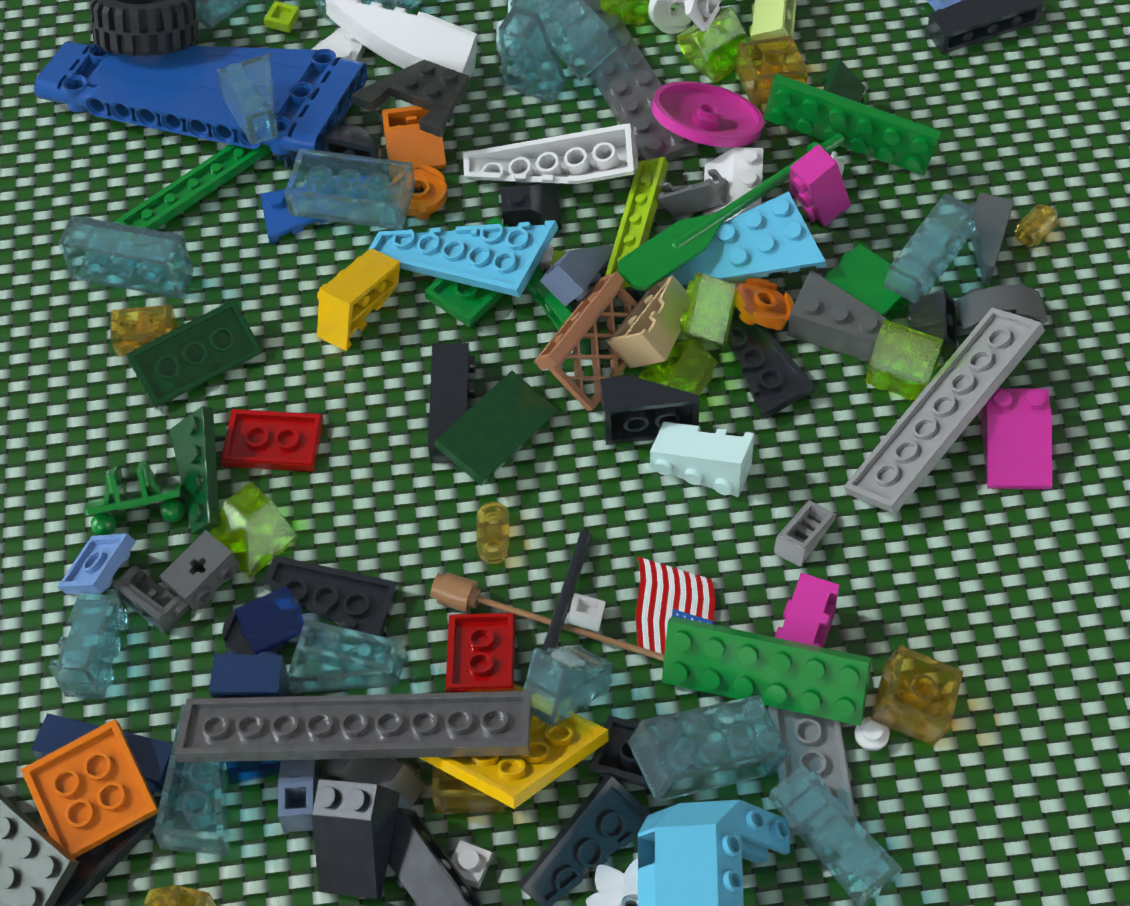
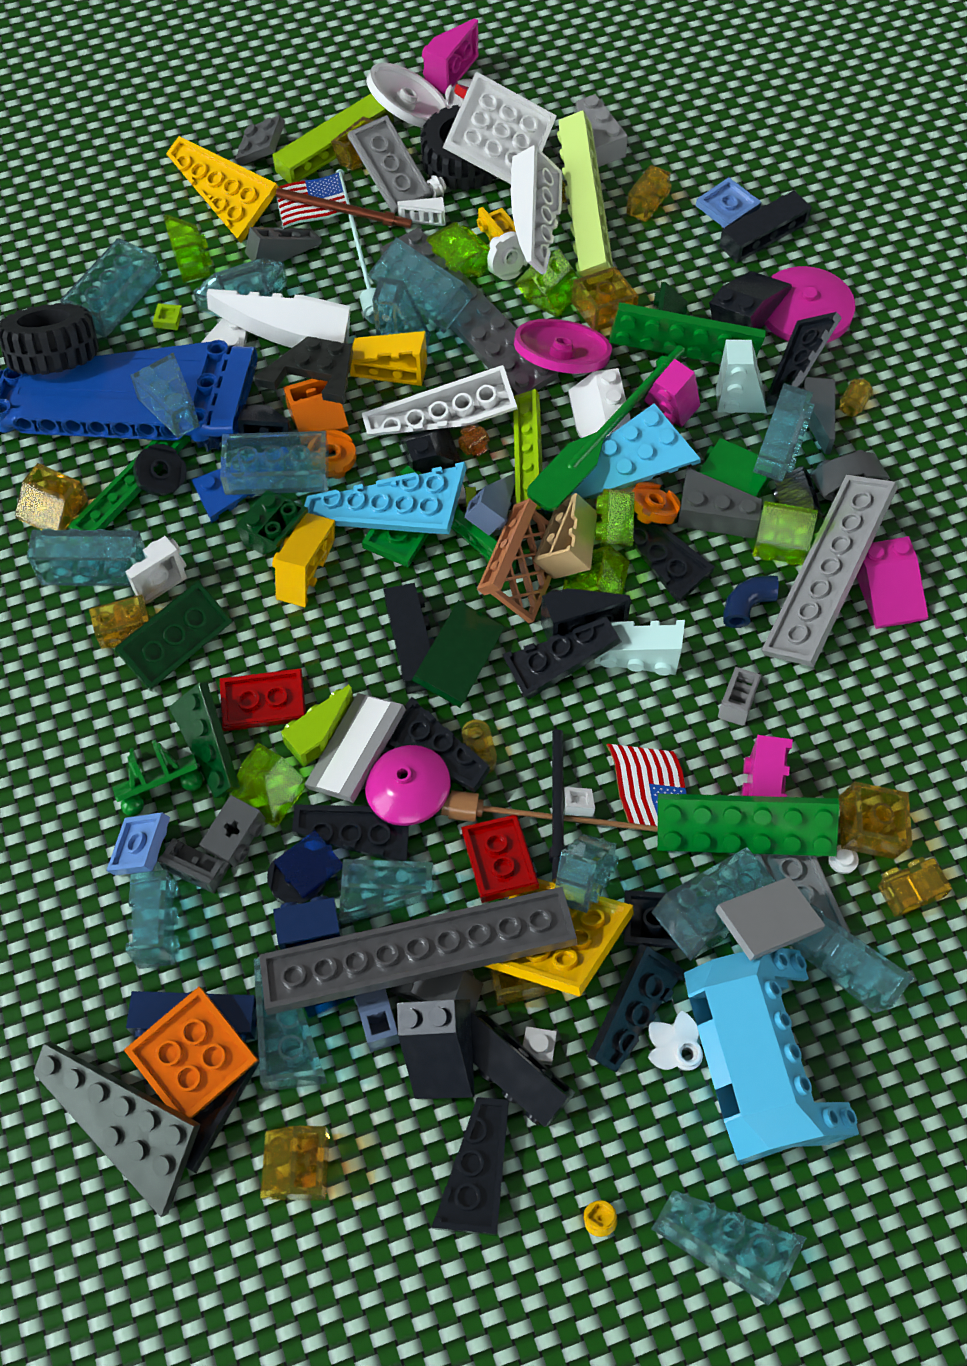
camera: 15 degrees left, 5 degrees up
(103, 188) = (49, 499): none -> clear yellow slope
(194, 283) = (159, 570): none -> white plate
(241, 170) = (148, 479): none -> black plate
(321, 480) = (313, 731): none -> lime slope
(328, 251) = (269, 522): none -> dark green slope
(356, 507) = (355, 747): none -> tile
(401, 569) = (411, 798): none -> dark pink dish
(442, 522) = (422, 729): none -> black wing
(512, 98) = (391, 358): none -> yellow wedge
(579, 202) = (473, 440): none -> clear orange gear
(601, 453) = (551, 661): none -> black wing
(694, 197) = (571, 419): dark grey hinge -> none
(754, 771) = (769, 918): none -> light grey tile
(842, 424) = (747, 595): none -> dark blue cylinder
(900, 182) = (739, 380): none -> light aqua wedge
(938, 96) = (748, 300): none -> black slope
(945, 778) = (914, 886): none -> clear yellow brick
(986, 160) = (802, 351): none -> black wing
(1009, 114) = (811, 295): none -> dark pink dish

